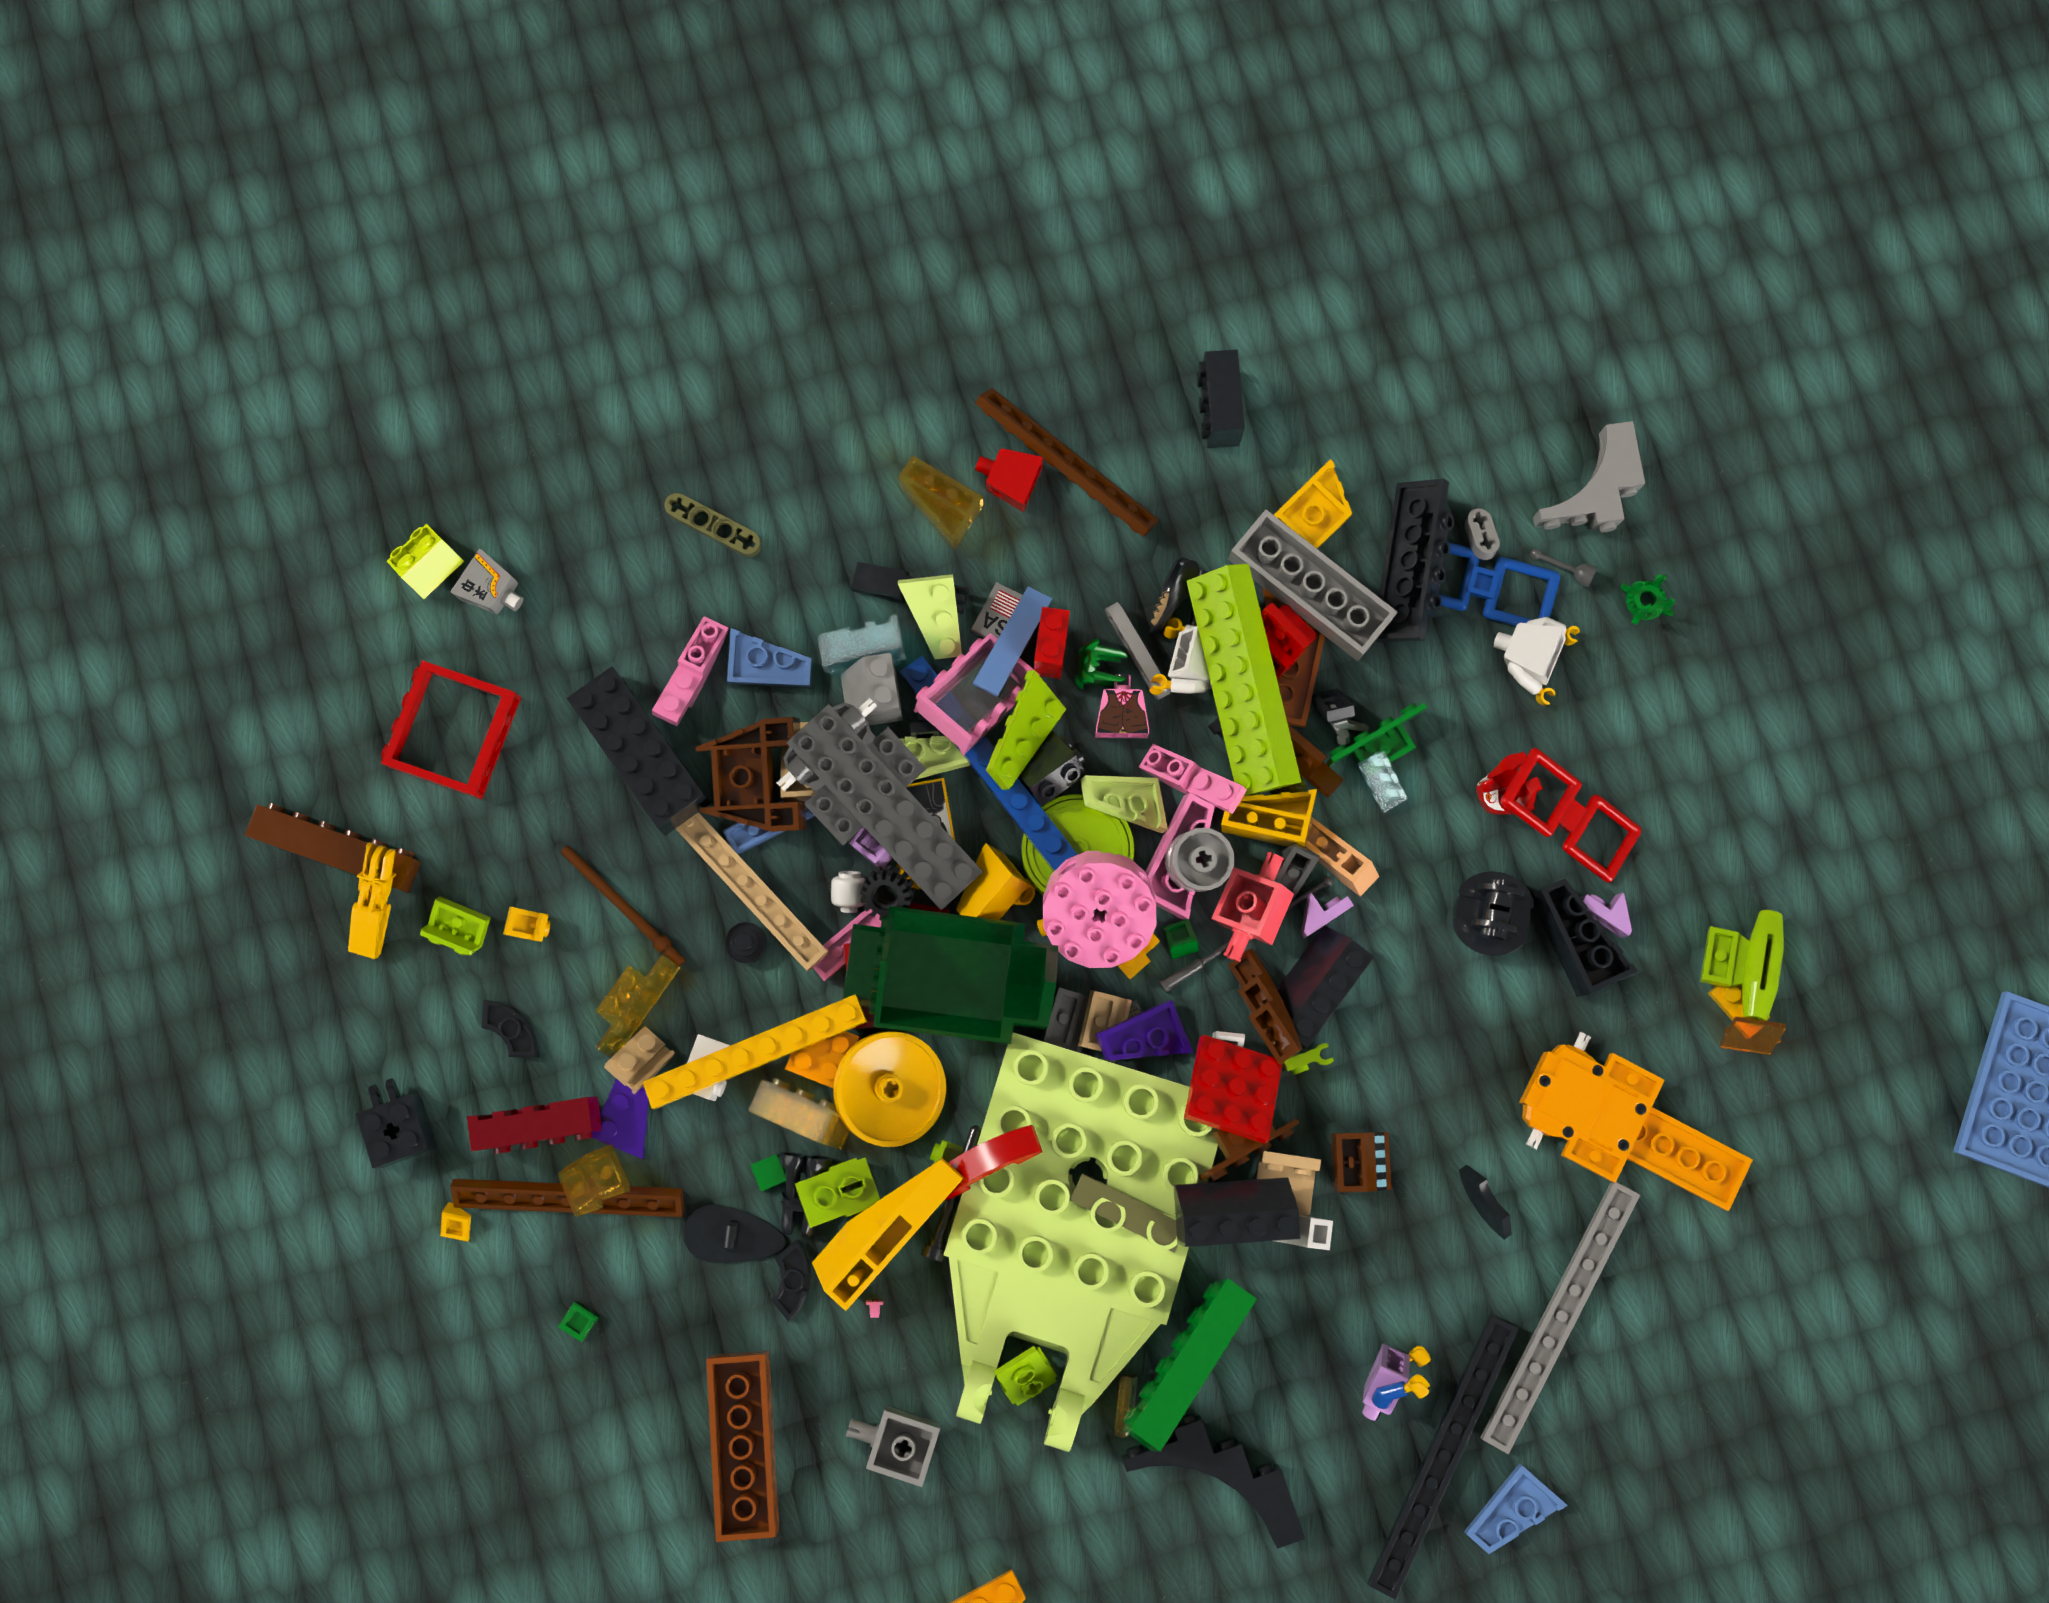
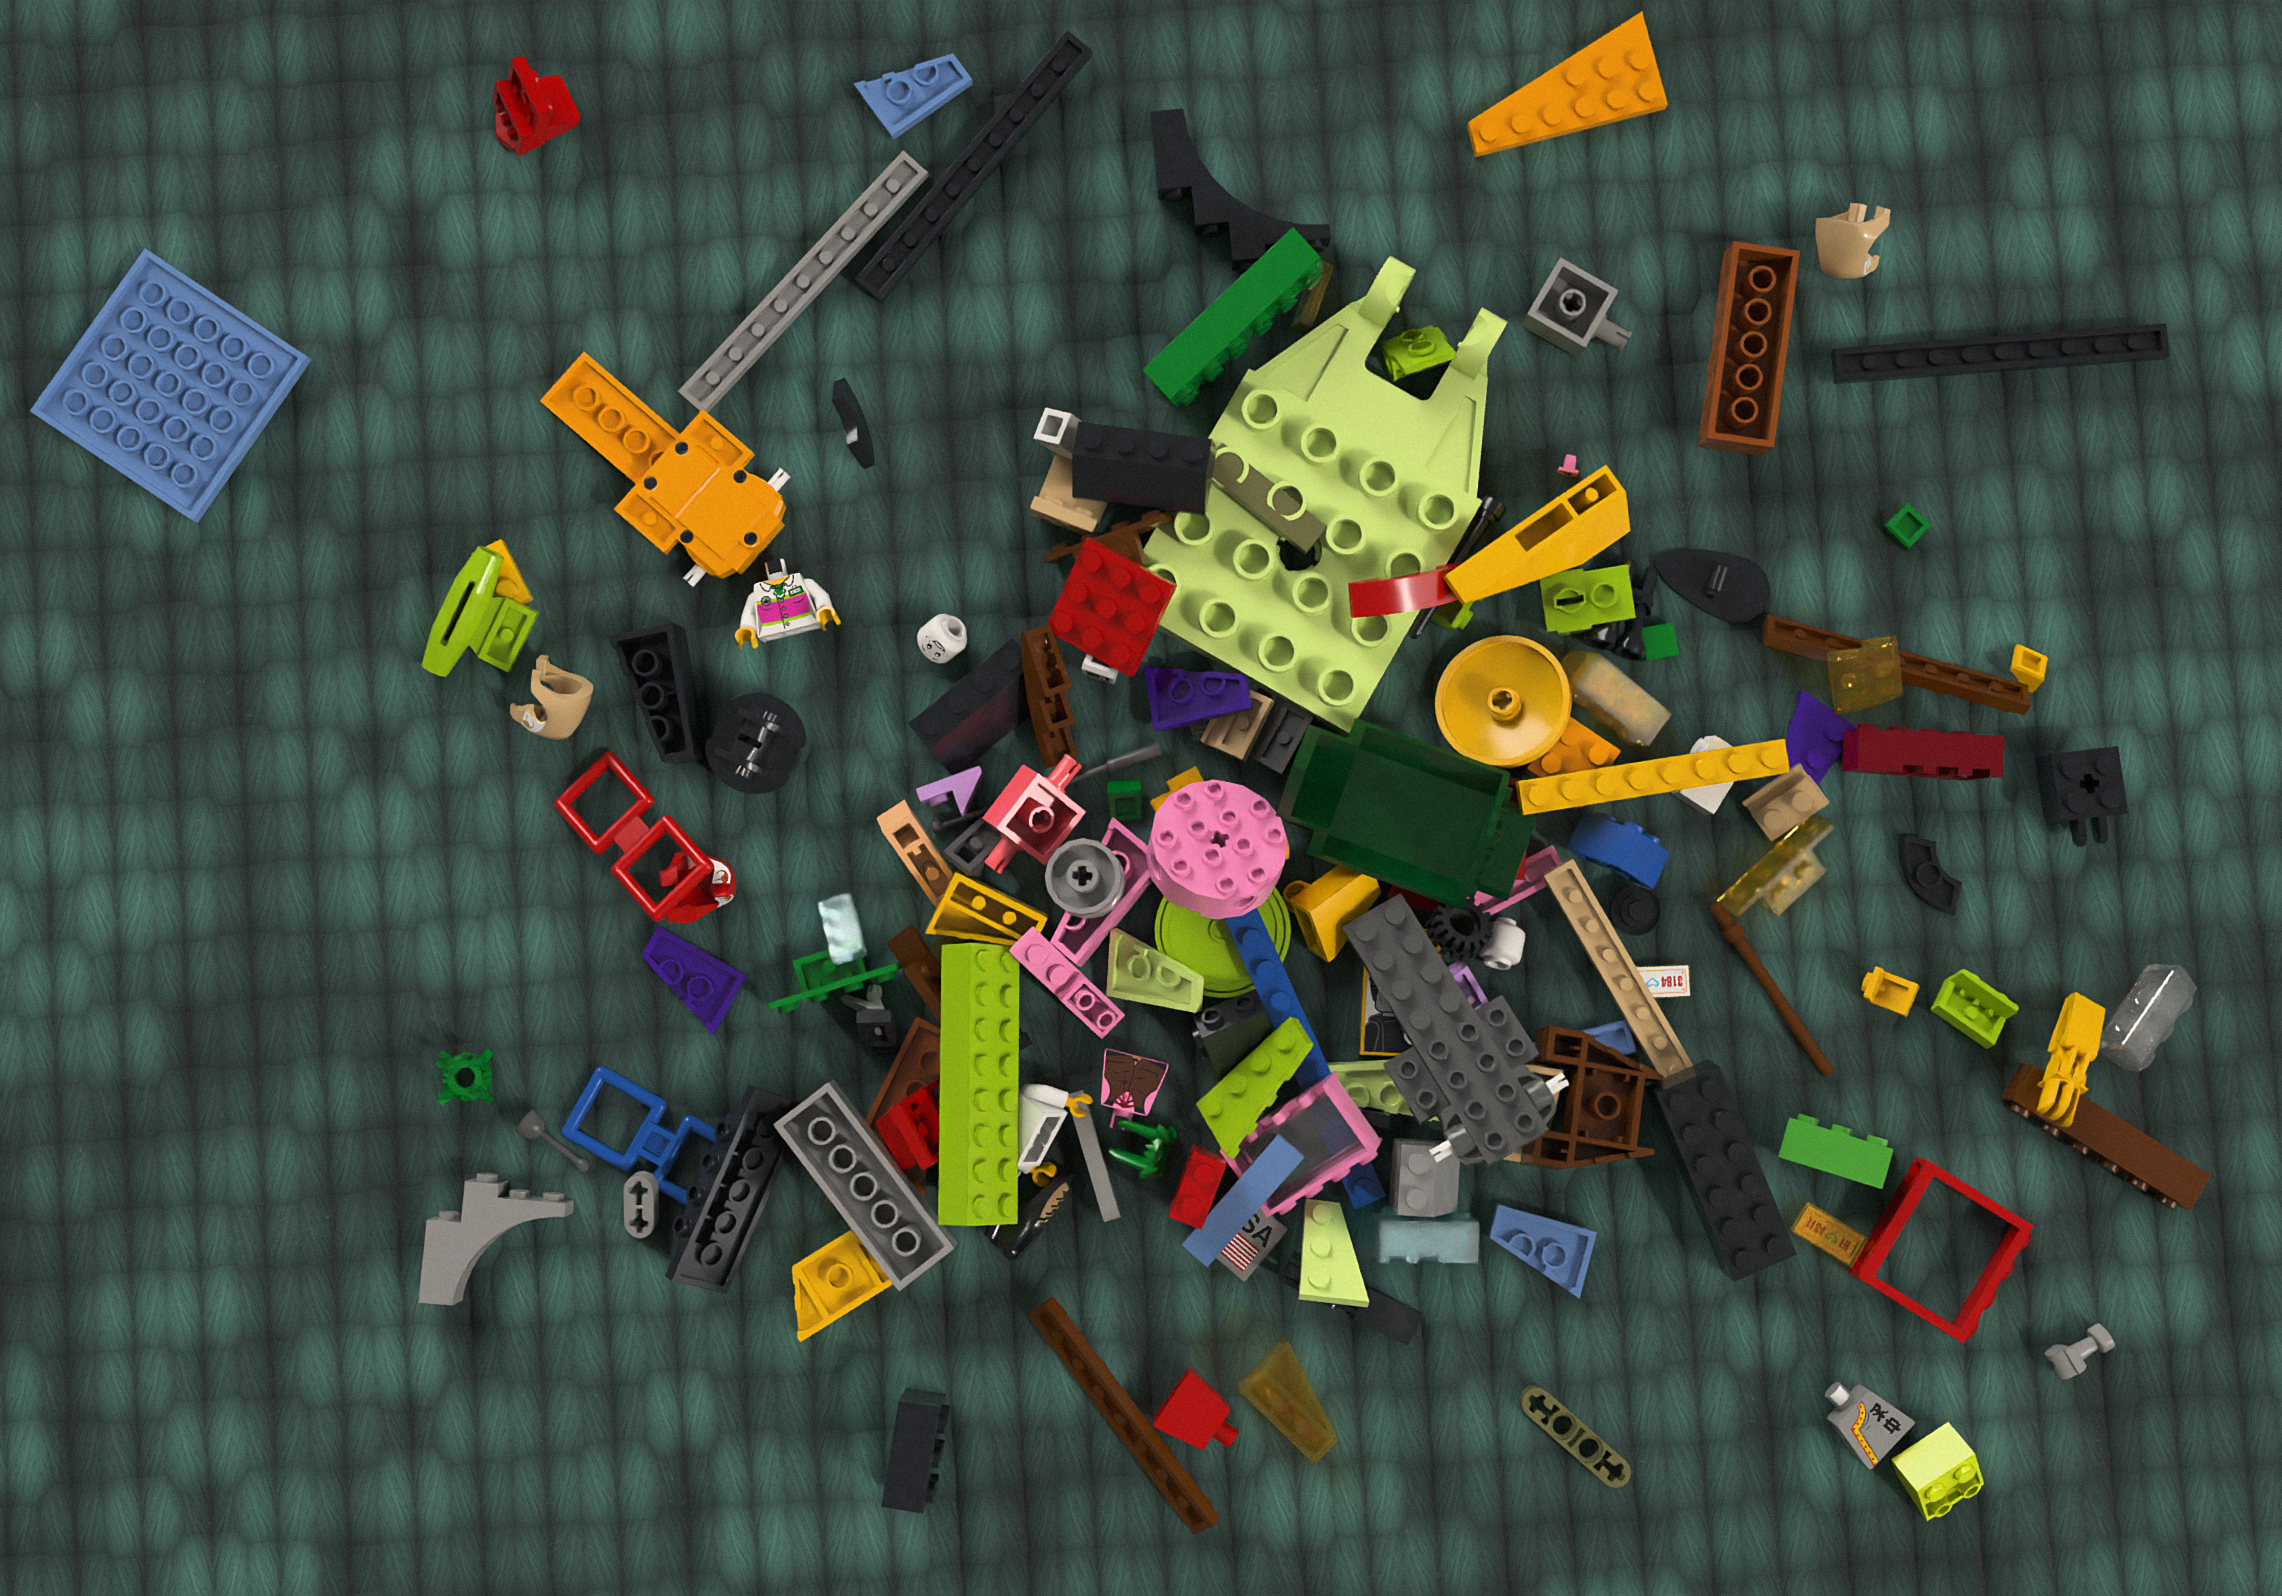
camera: 165 degrees left, 5 degrees up
(313, 951) = (2147, 1016): none -> clear slope
(335, 668) = (2069, 1360): none -> light grey leg
(523, 1494) = (2000, 353): none -> black plate
(541, 722) = (1829, 1234): none -> clear yellow tile
(547, 786) = (1836, 1151): none -> bright green wedge
(676, 1558) = (1846, 239): none -> tan piece
(692, 671) = (1636, 1254): bright pink slope -> none
(710, 893) = (1667, 980): none -> white tile
(768, 988) = (1619, 848): none -> blue brick
(794, 1281) = (1653, 517): black tile -> none
(1300, 1062) = (1021, 624): lime plate -> none
(1361, 1161) = (982, 498): reddish brown slope -> none
(1364, 1035) = (942, 638): none -> white head
(1389, 1380) = (1014, 255): torso -> none
(1488, 719) = (698, 977): none -> dark purple wing
(1501, 1031) = (783, 607): none -> torso
(1534, 652) = (619, 1043): white torso -> none
(1613, 917) = (617, 708): lavender slope -> none
(1665, 897) = (560, 709): none -> tan piece
(1752, 1035) = (497, 536): clear orange piece -> none
(1835, 1416) = (531, 108): none -> red piece

